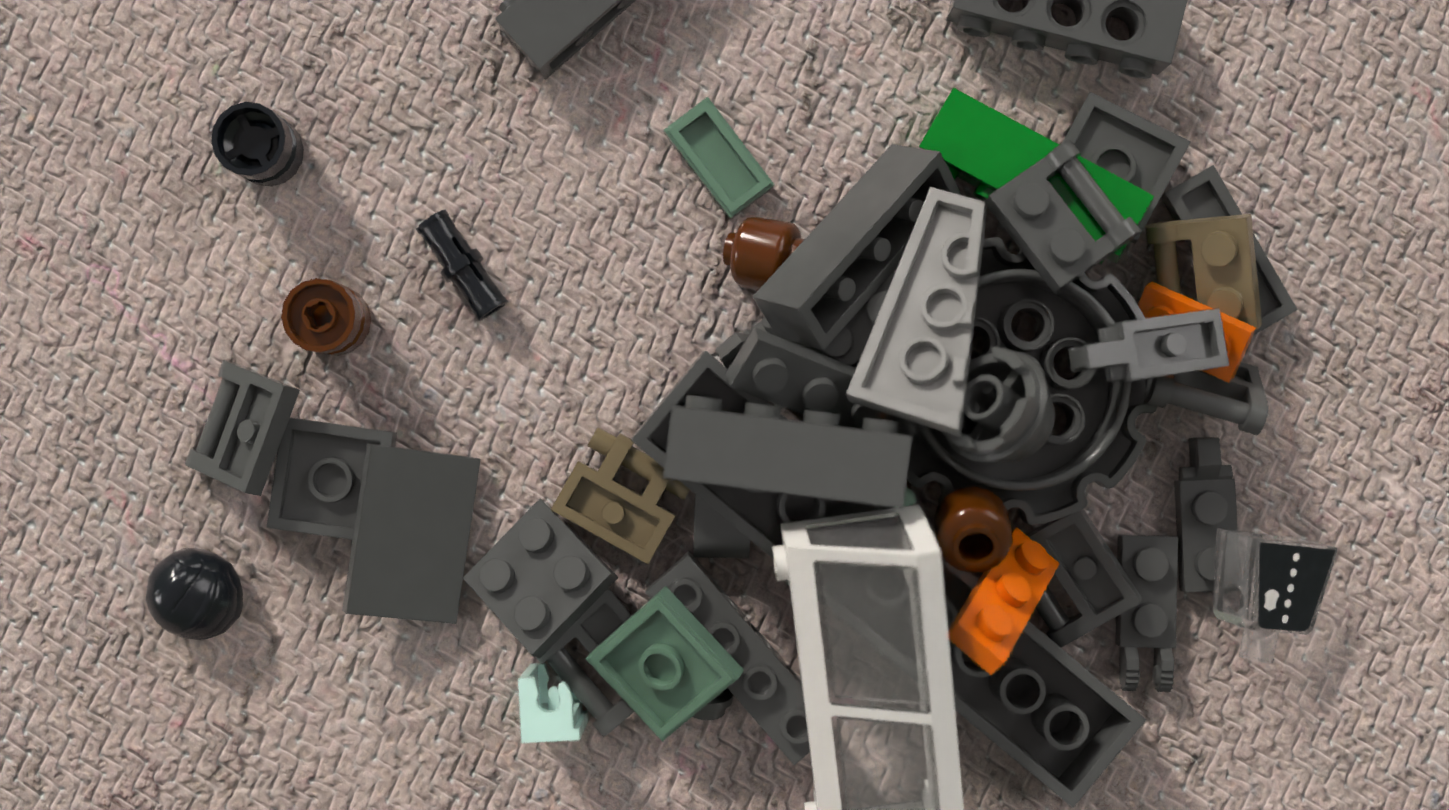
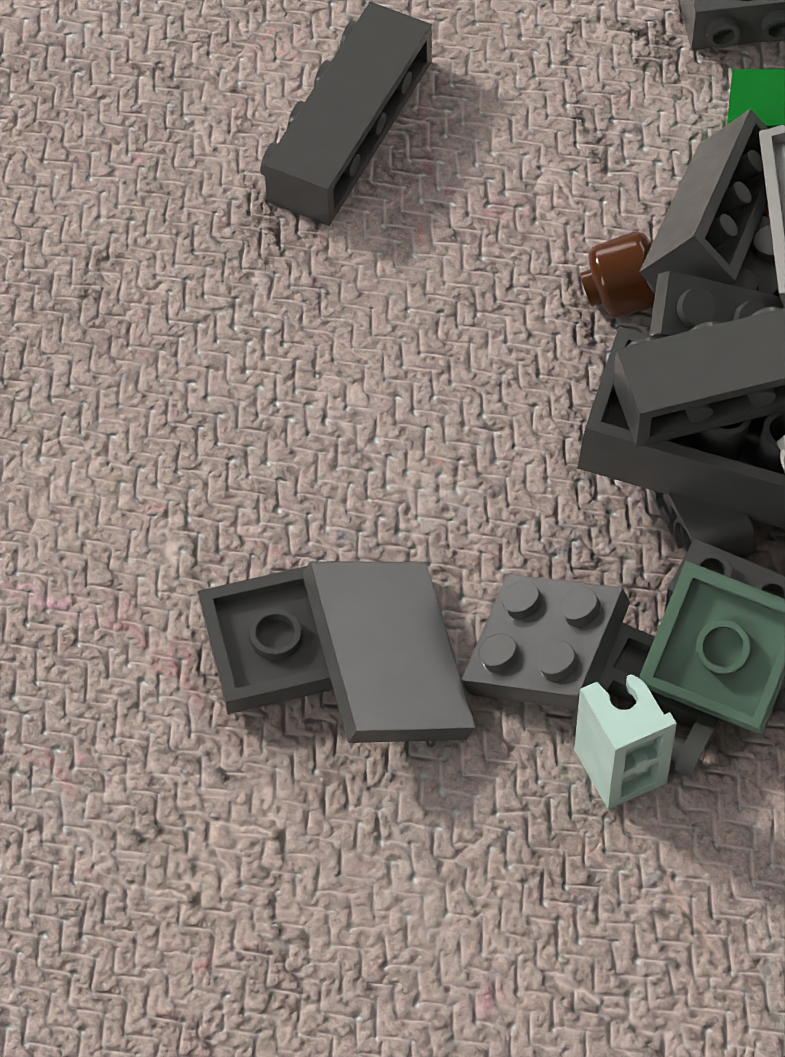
camera: 20 degrees left, 30 degrees down
(194, 594) = (171, 804): black hair -> none
(243, 428) = (173, 613): dark grey plate -> none
(257, 144) = (68, 356): black wheel -> none
(325, 317) = (206, 479): reddish brown wheel -> none
(461, 265) = (323, 398): black pin -> none
(613, 510) = (590, 551): dark tan plate -> none
(719, 158) = (536, 224): sand green tile -> none

